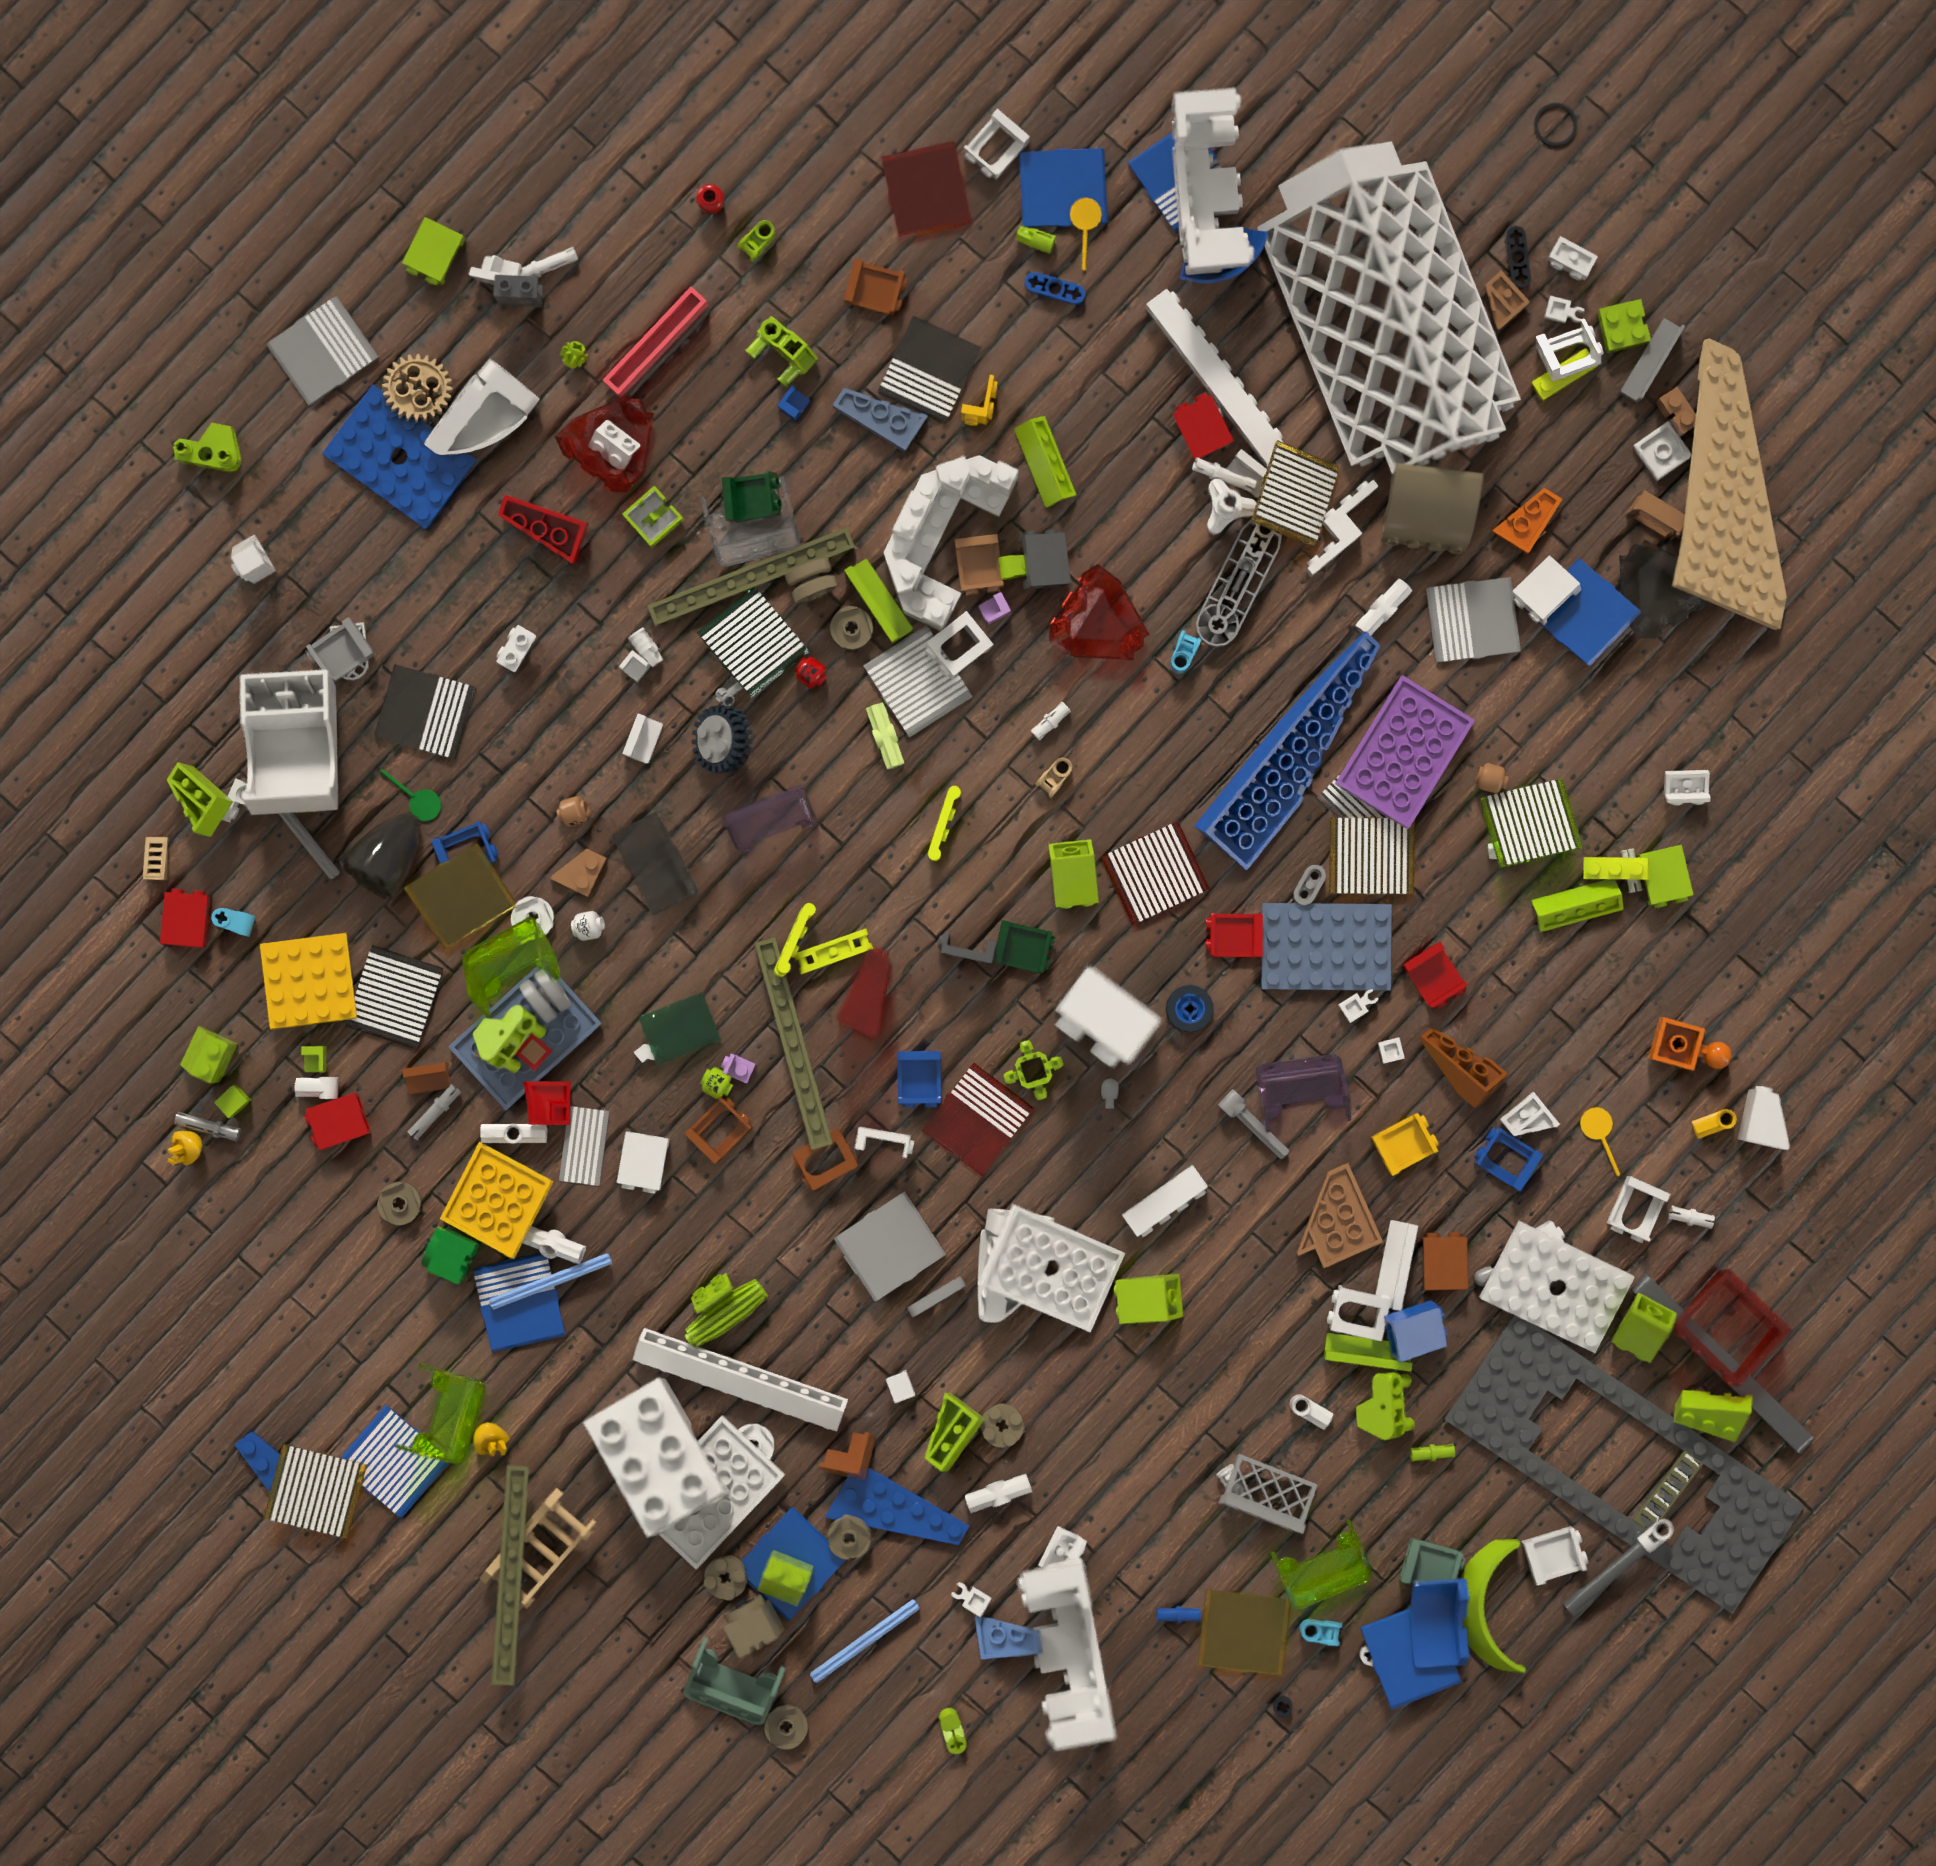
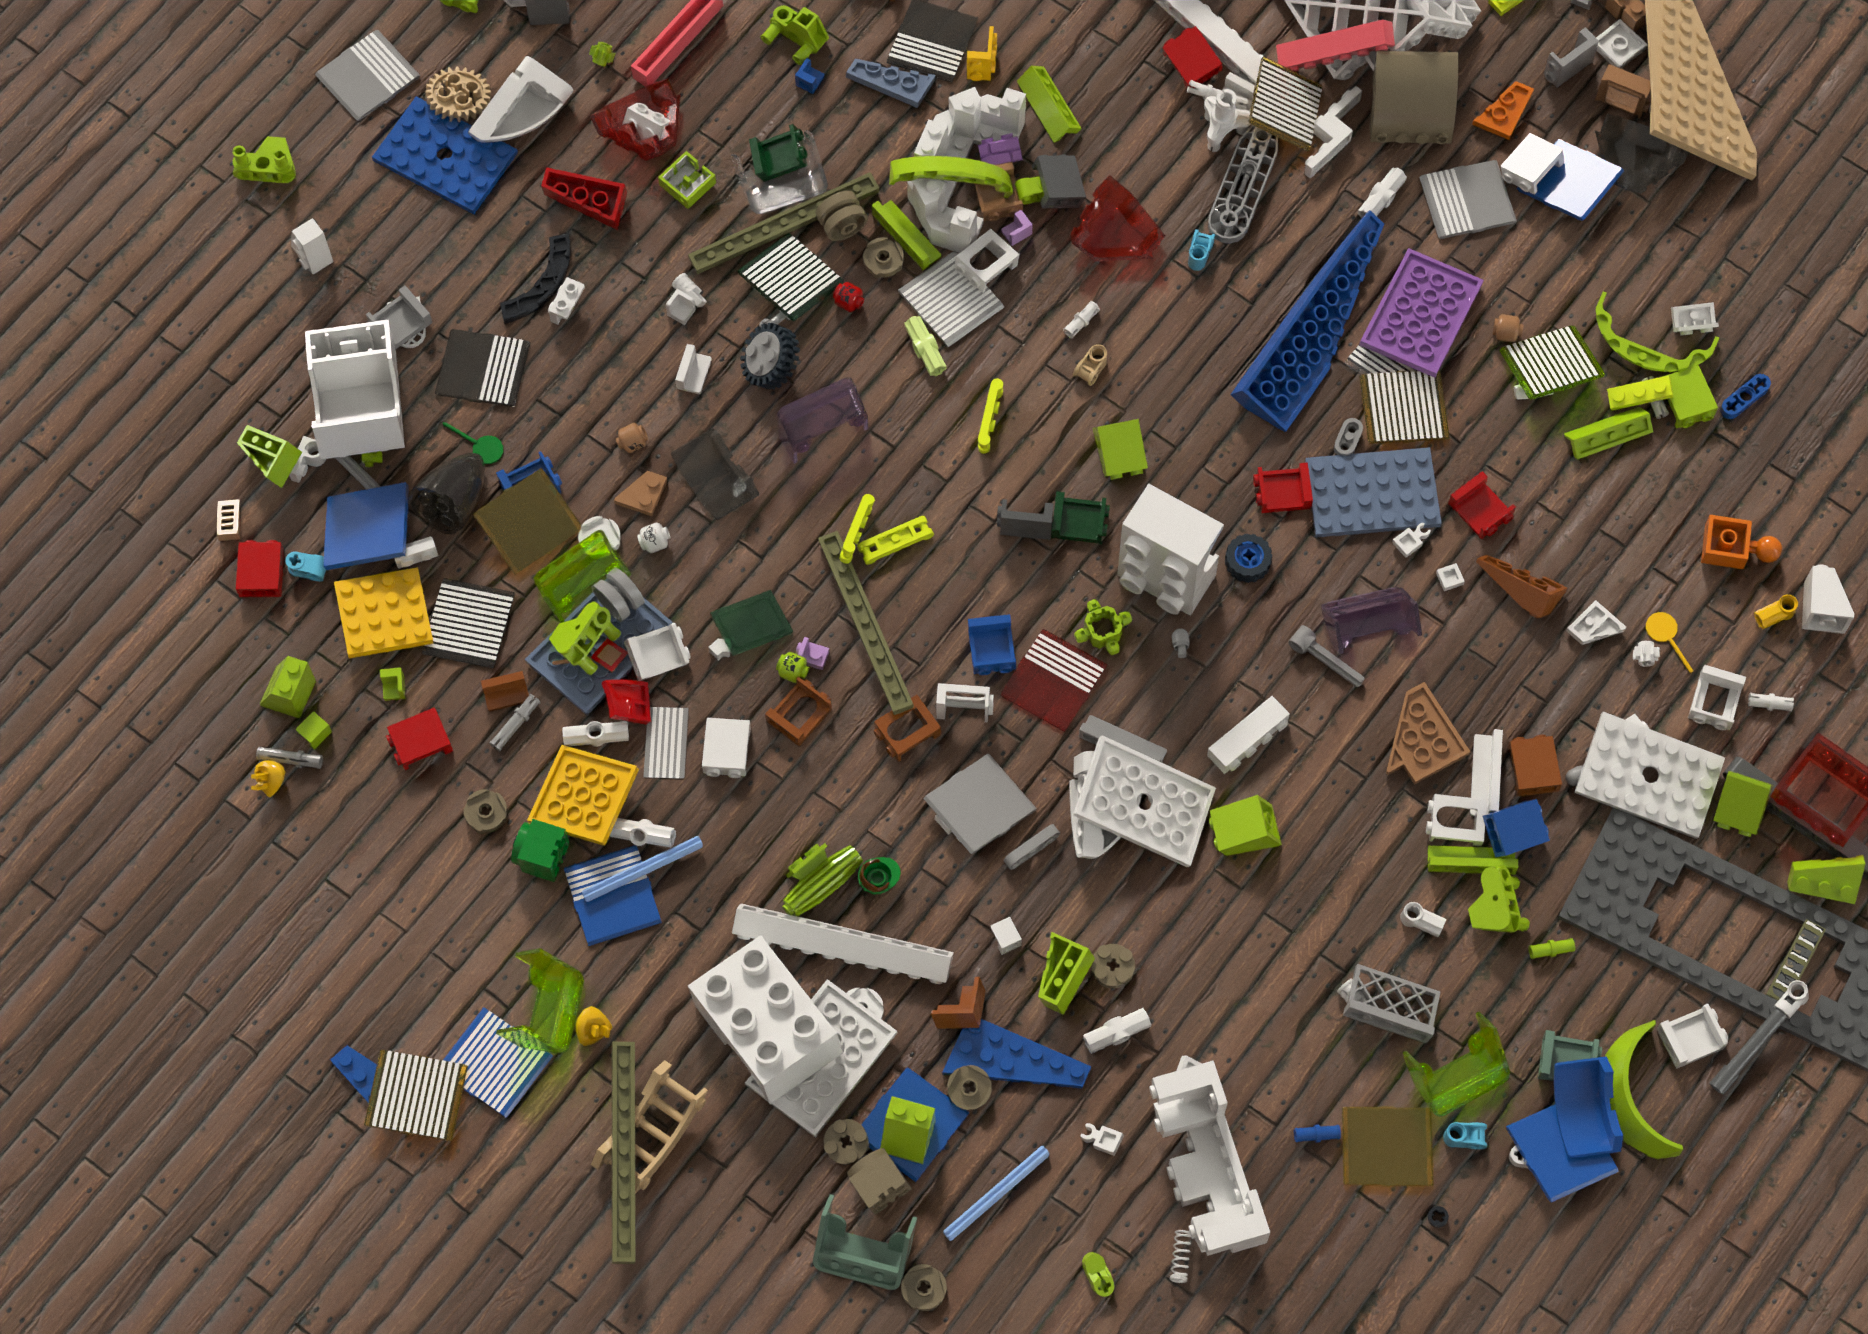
camera: 10 degrees left, 20 degrees down
(295, 887) = (366, 526): none -> blue tile
(317, 1087) = (396, 710): white piece -> none
(343, 915) = (417, 552): none -> white bracket
(497, 622) = (545, 286): none -> black tile
(581, 1053) = (657, 652): none -> white panel
(782, 1313) = (879, 875): none -> green piece
(866, 998) = (930, 564): clear red windscreen -> none
(930, 554) = (951, 169): none -> lime windscreen
(986, 518) = (1000, 151): none -> medium lavender brick
(1006, 1639) = (1140, 1173): medium blue wing -> none
(1032, 1743) = (1180, 1277): none -> white piece
(1039, 1193) = (1096, 727): none -> light grey panel
(1155, 872) = (1198, 443): piece -> none
(1356, 440) = (1336, 45): none -> coral brick
(1405, 1143) = (1477, 660): yellow panel -> none
(1499, 1135) = (1570, 646): blue panel -> none
(1575, 1155) = (1646, 653): none -> white gear
(1625, 459) = (1560, 70): none -> light grey panel
(1628, 830) = (1642, 355): none -> lime windscreen
(1708, 882) = (1742, 404): none -> blue beam

